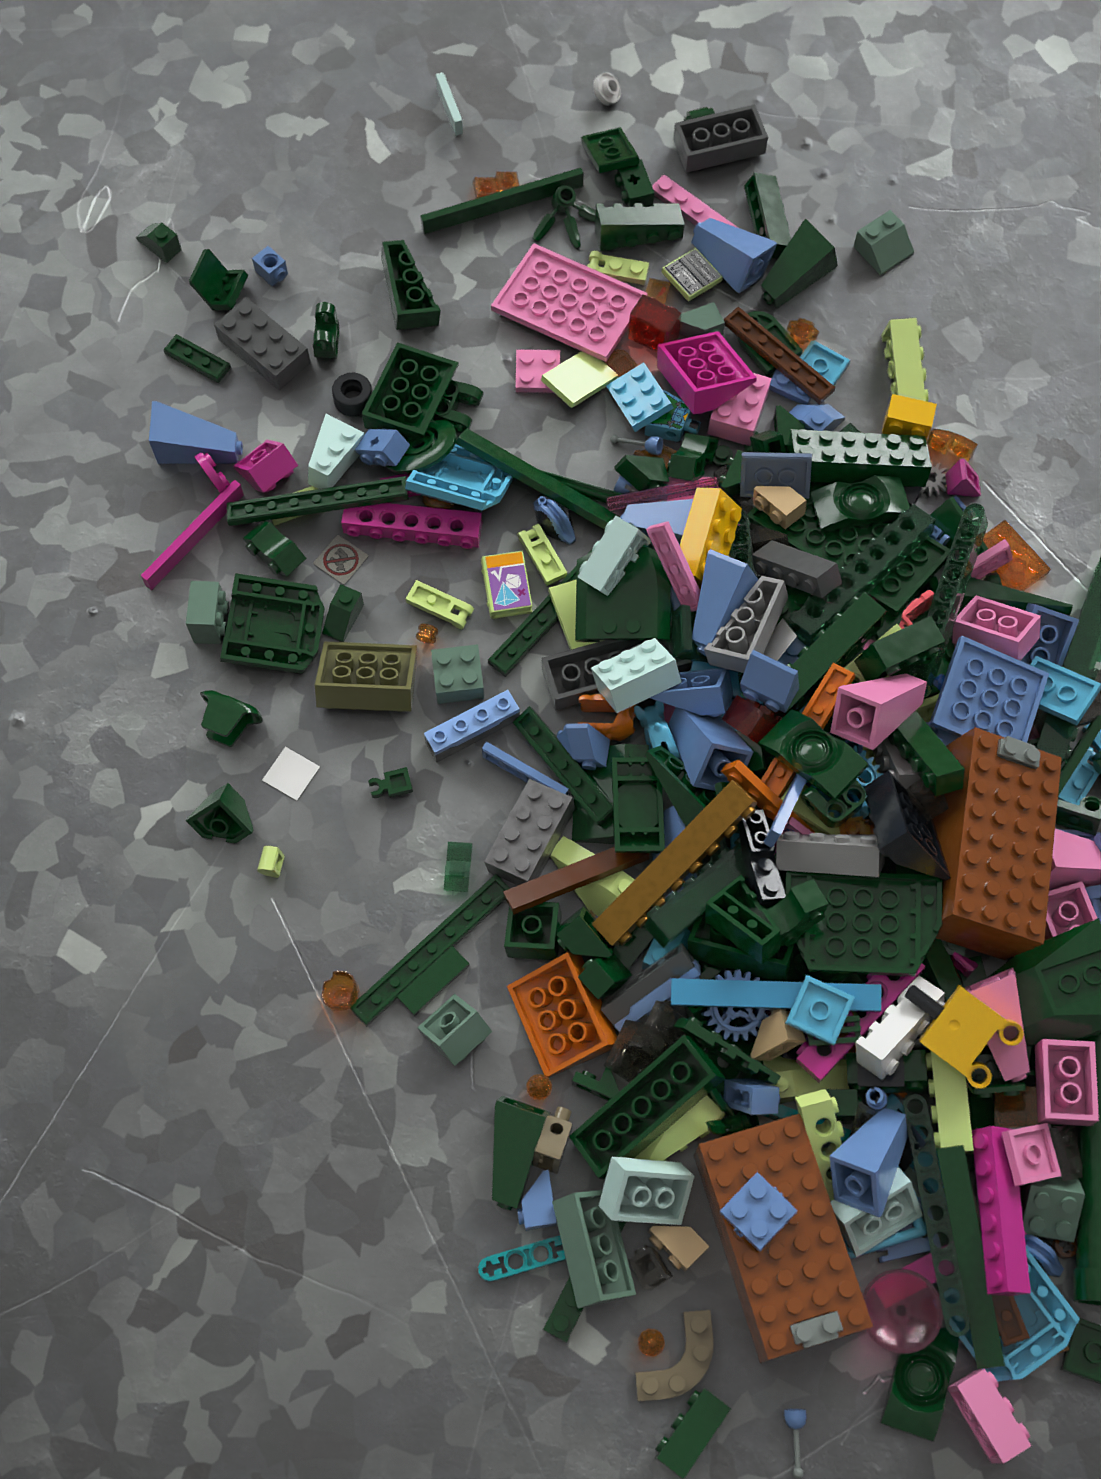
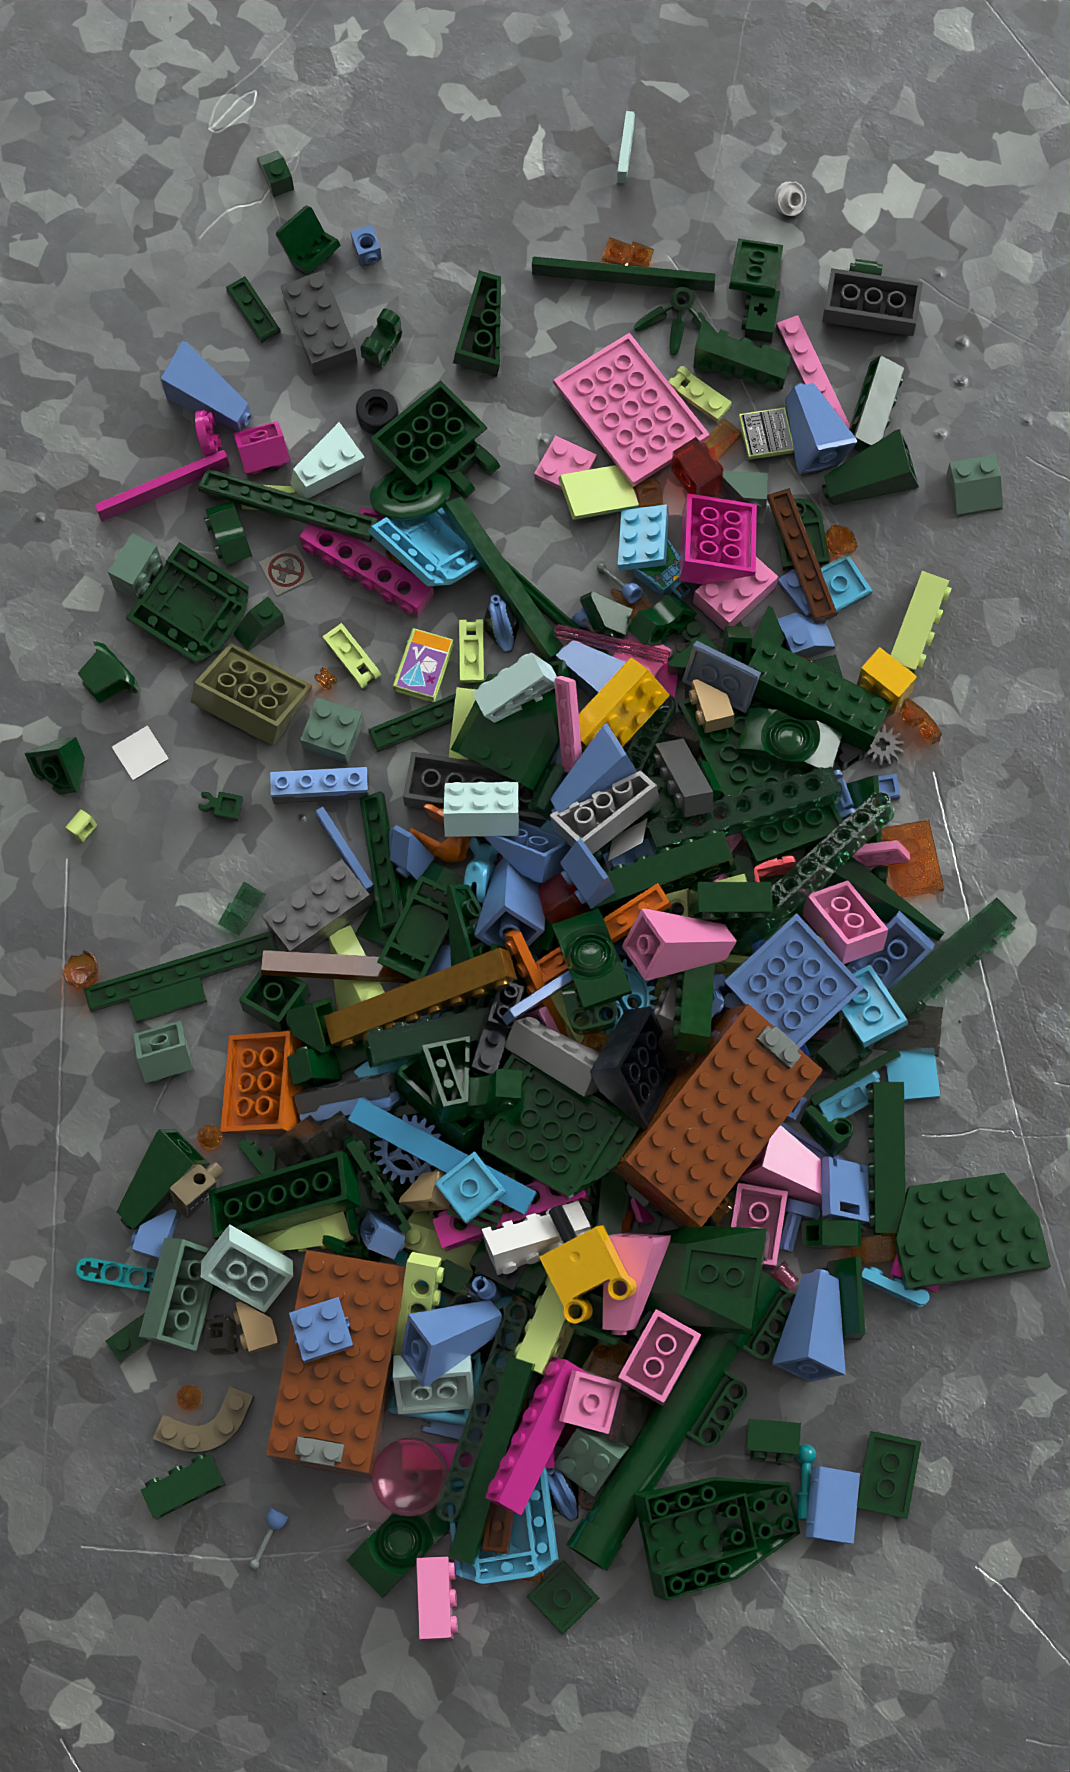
camera: 30 degrees right, 5 degrees up
(382, 447) = (373, 480): medium blue brick -> none
(962, 480) = (910, 763): dark pink slope -> none

